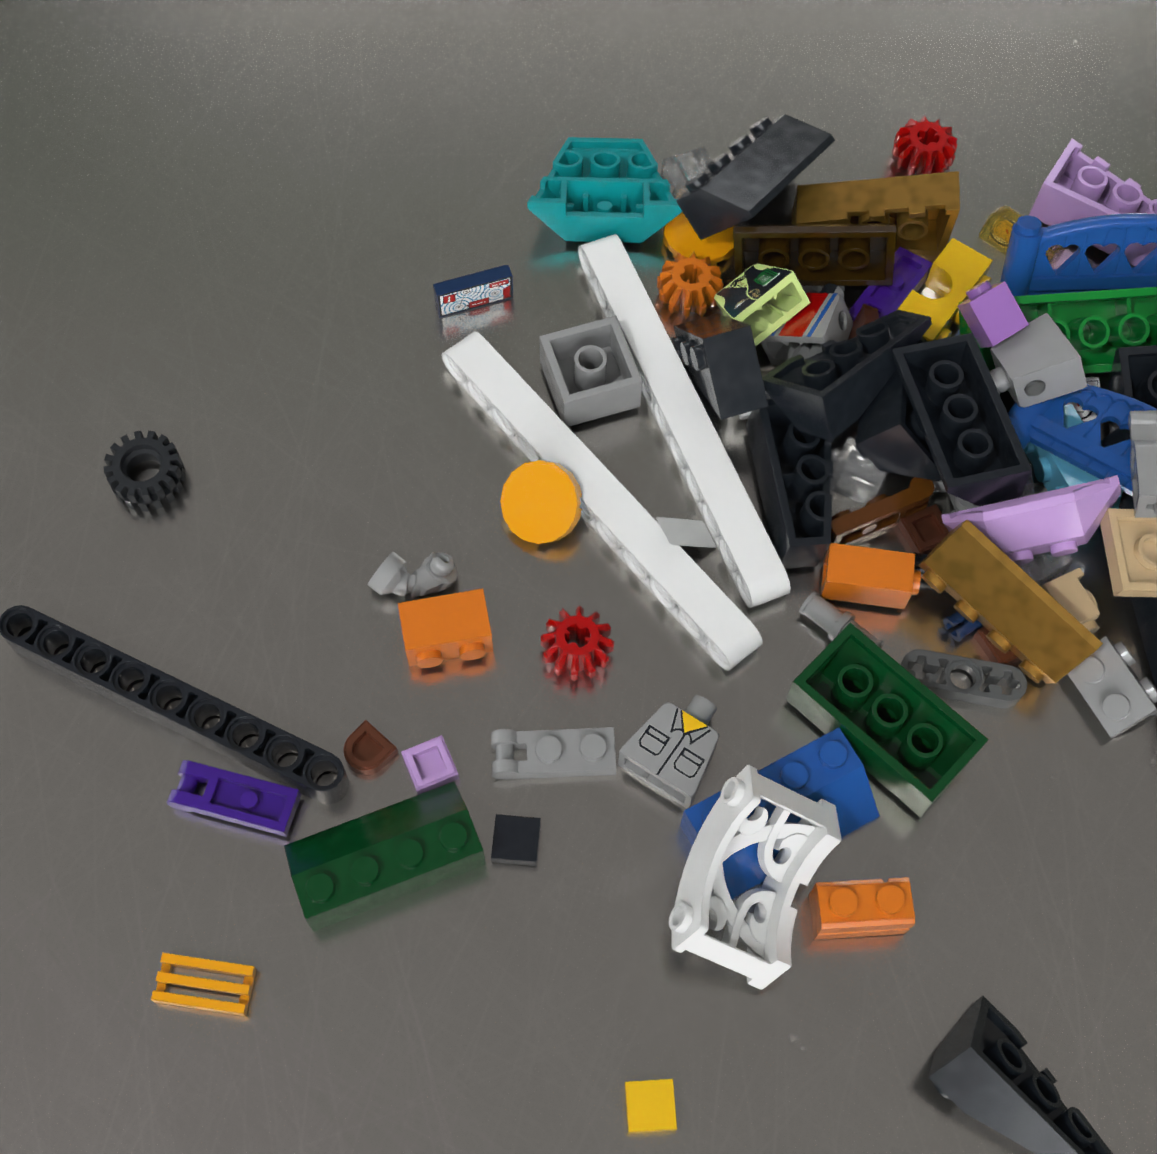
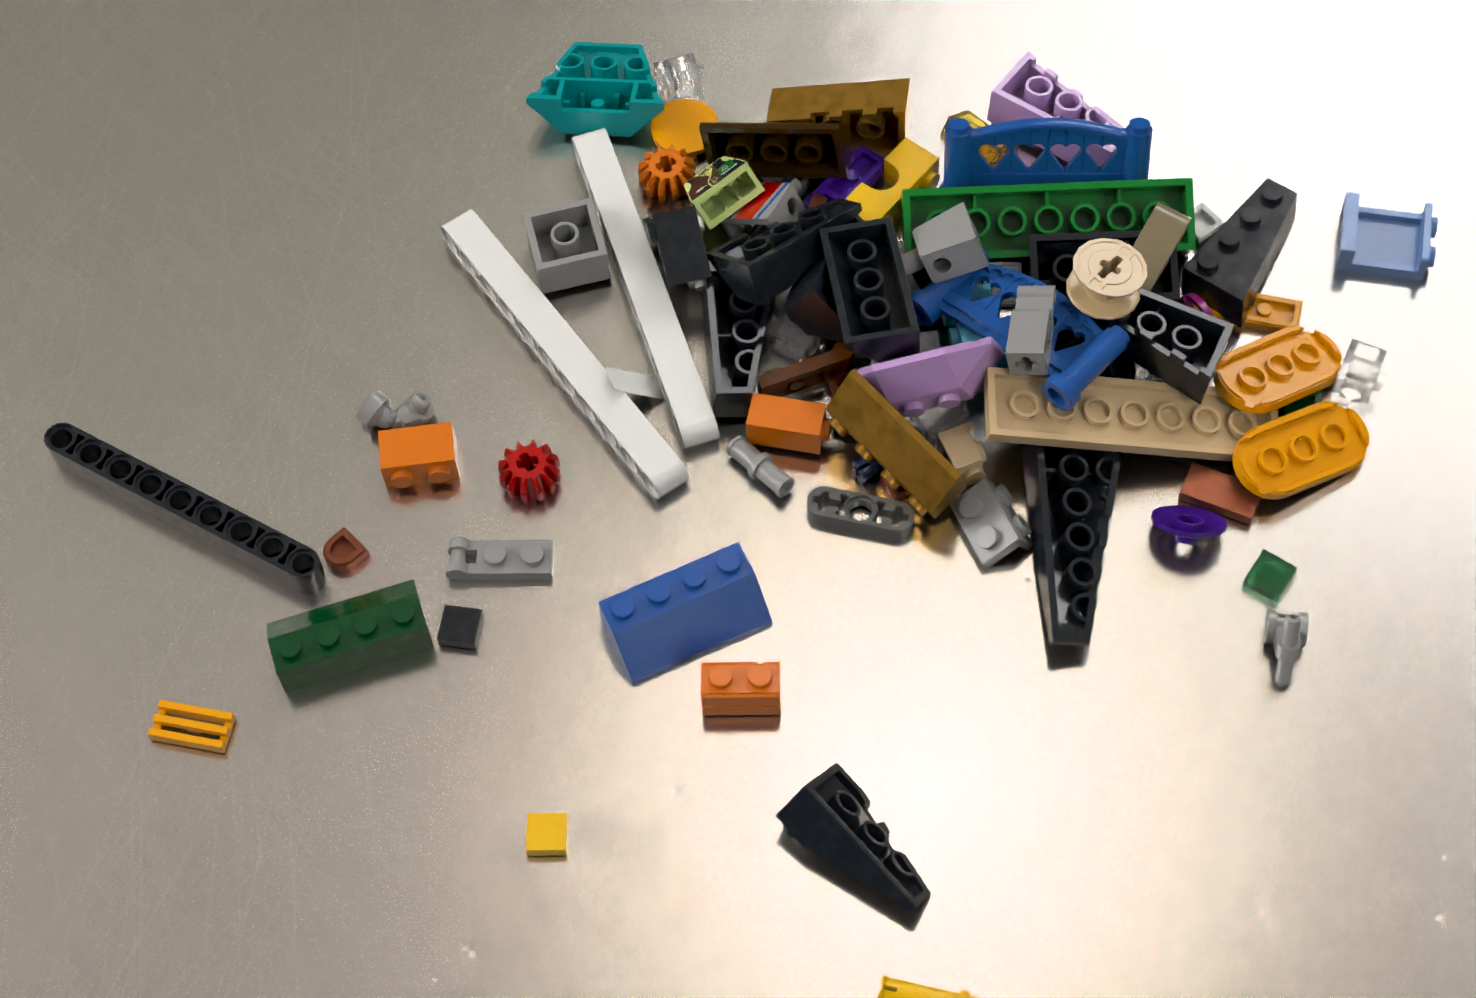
camera: 10 degrees right, 5 degrees down
(138, 451) = (171, 303): black tyre -> none
(235, 798) = (229, 584): dark purple plate -> none
(430, 765) = (394, 565): lavender tile -> none
(473, 290) = (474, 174): tile -> none
(541, 501) = (511, 353): light orange tile -> none
(673, 749) = (600, 557): light grey torso -> none
(704, 887) = (695, 635): white fence -> none
(751, 173) = (727, 76): black slope -> none
(888, 717) = (782, 538): dark green slope -> none
(924, 147) = (898, 56): red gear -> none
(992, 313) = (914, 200): medium lavender brick -> none

